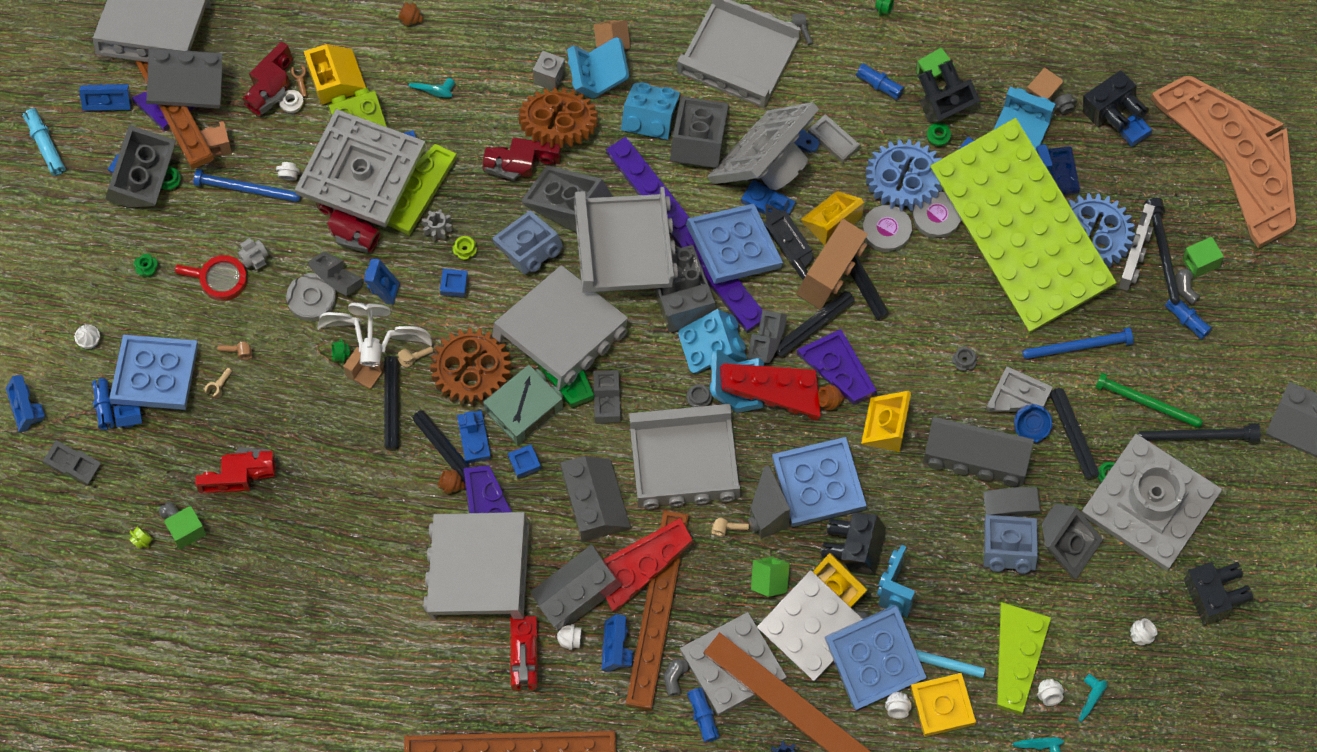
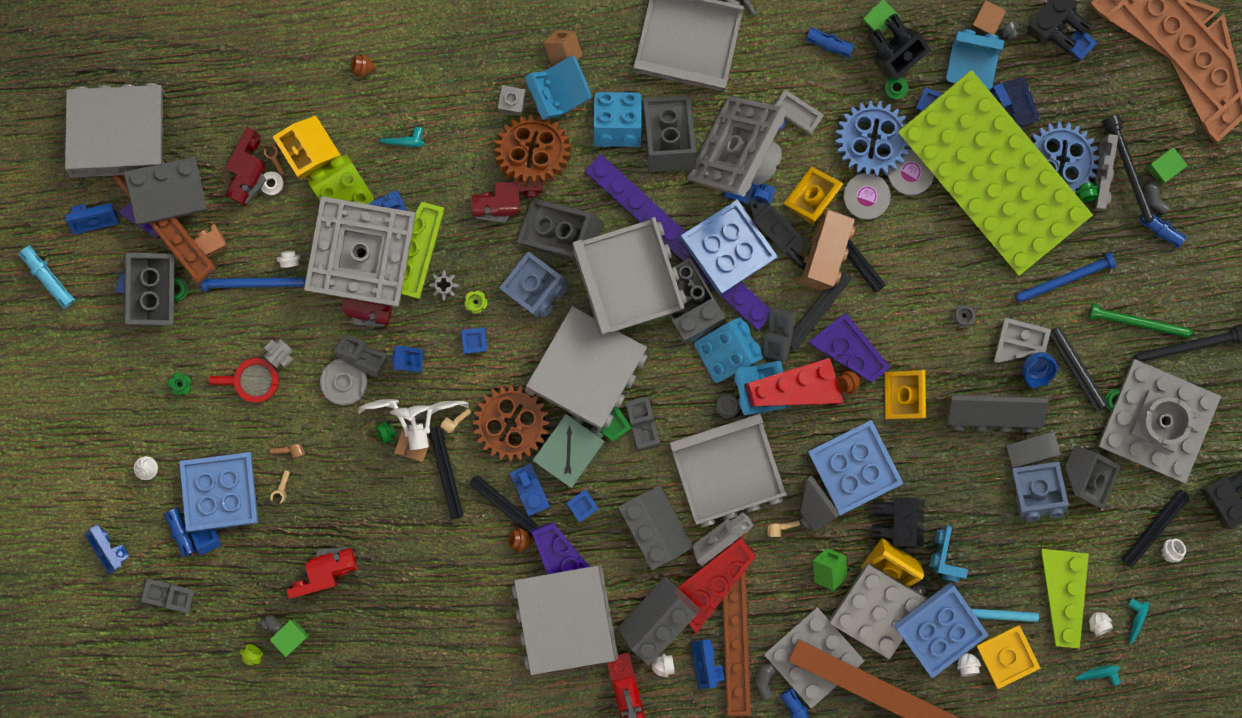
camera: 15 degrees left, 20 degrees up
(662, 517) = (721, 537): none -> light grey hinge
(1115, 260) = (1087, 192): none -> green plate
(1128, 608) = (1156, 528): none -> black axle

